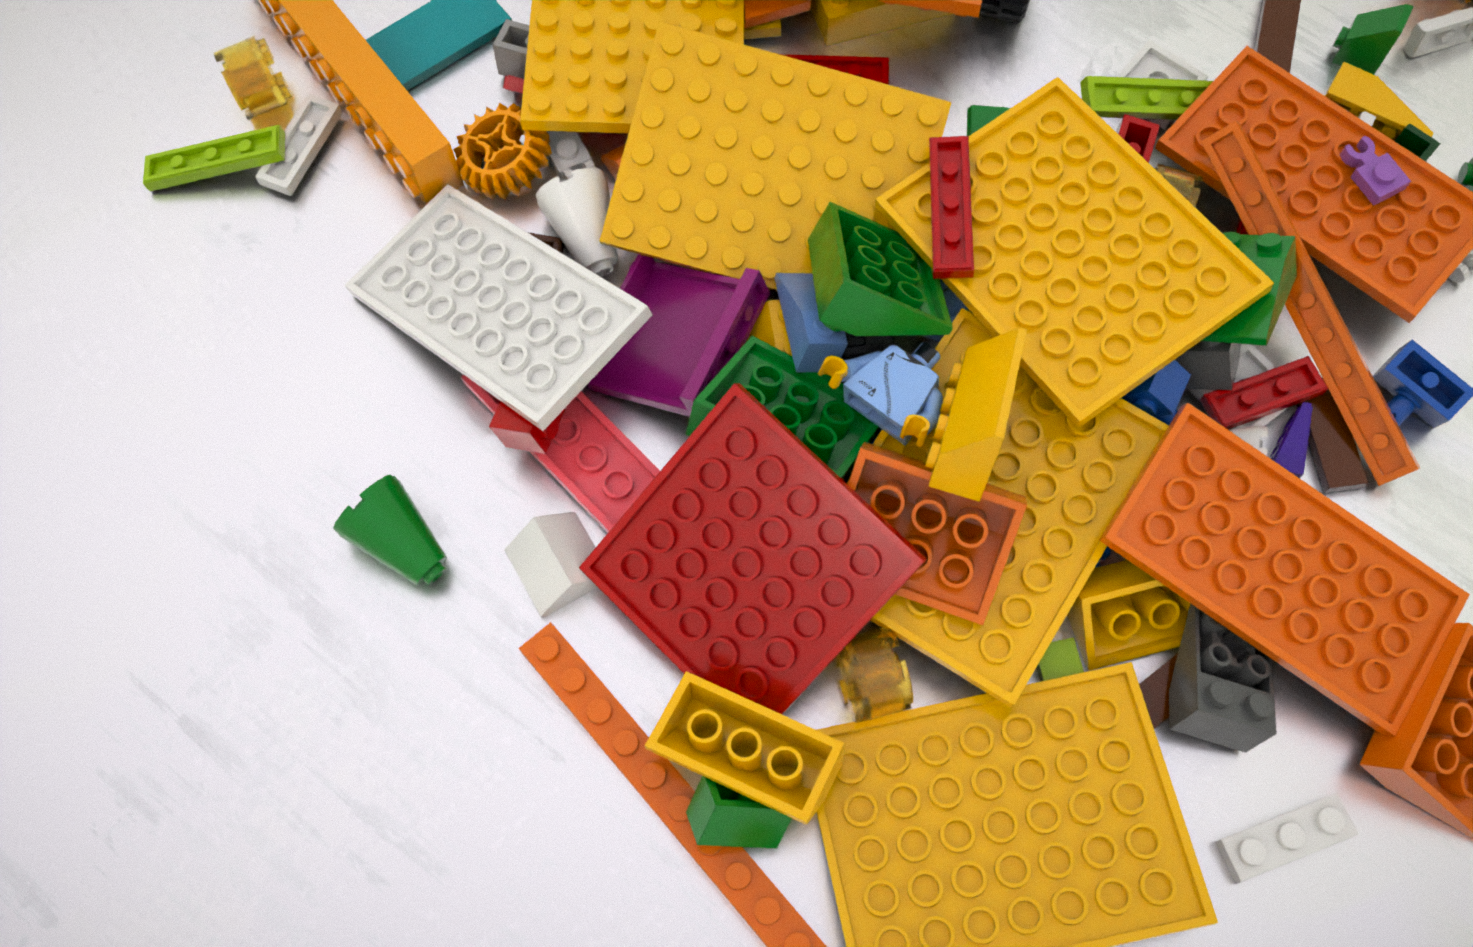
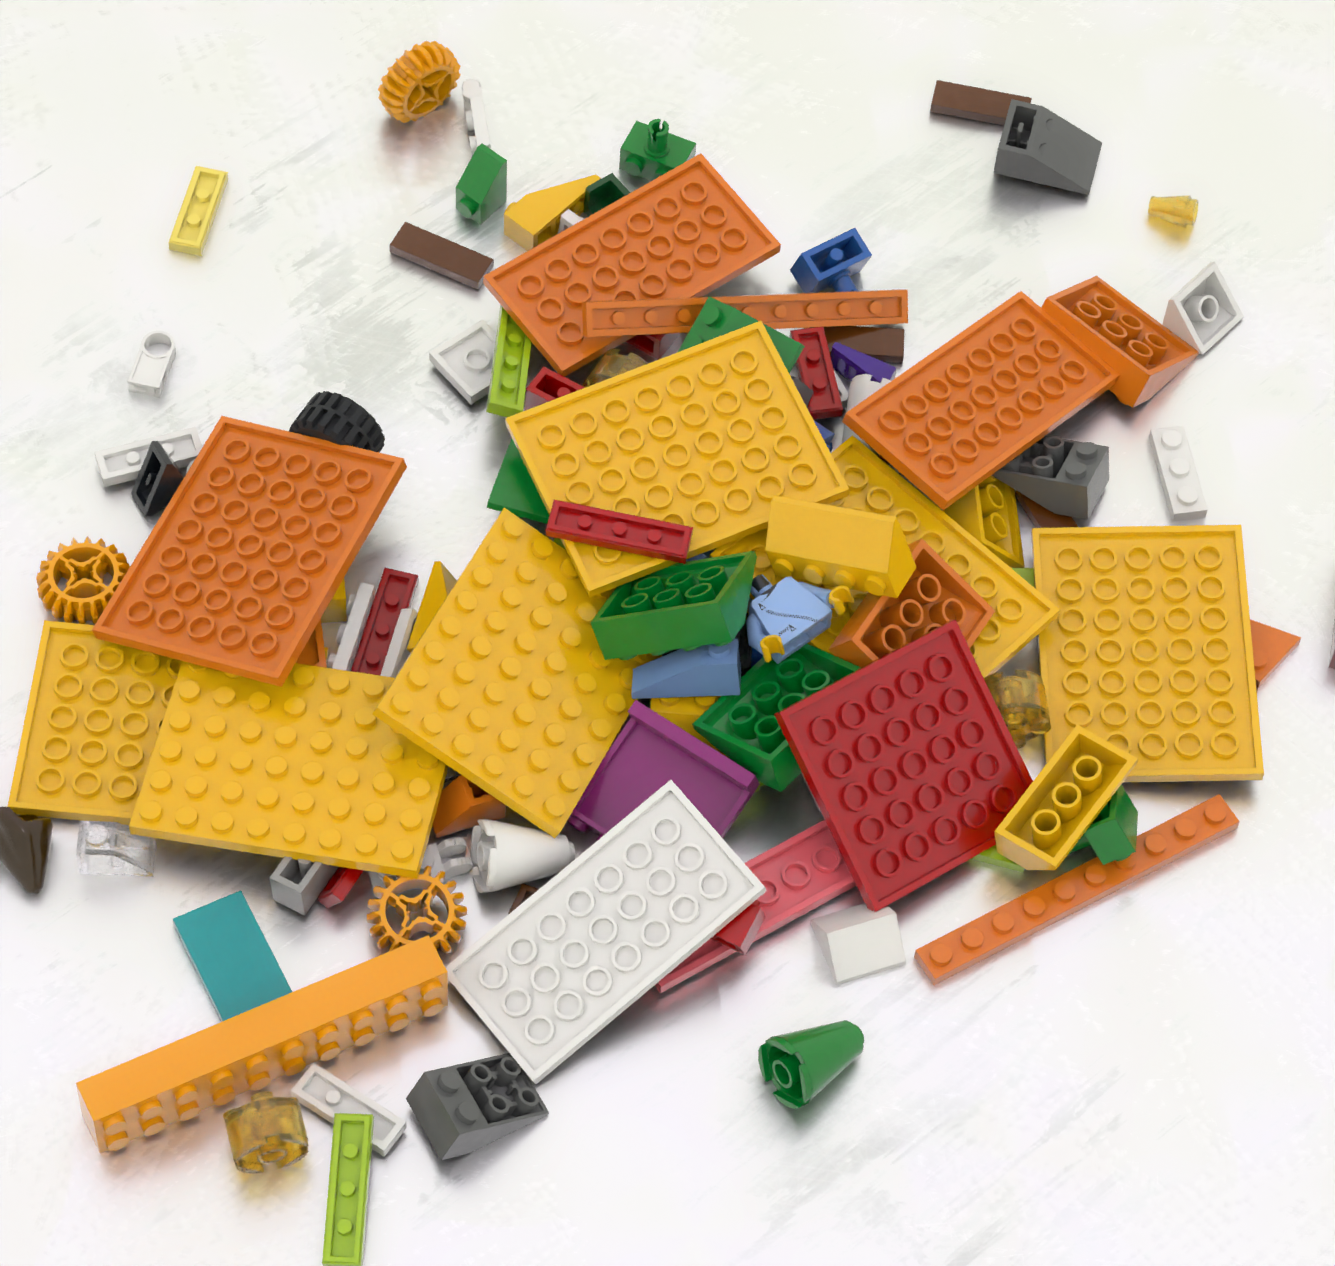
camera: 85 degrees left, 10 degrees down
(313, 242) = (474, 1104): none -> dark grey slope
(802, 41) = (351, 633): none -> white plate
(1374, 175) = (645, 223): medium lavender plate -> none

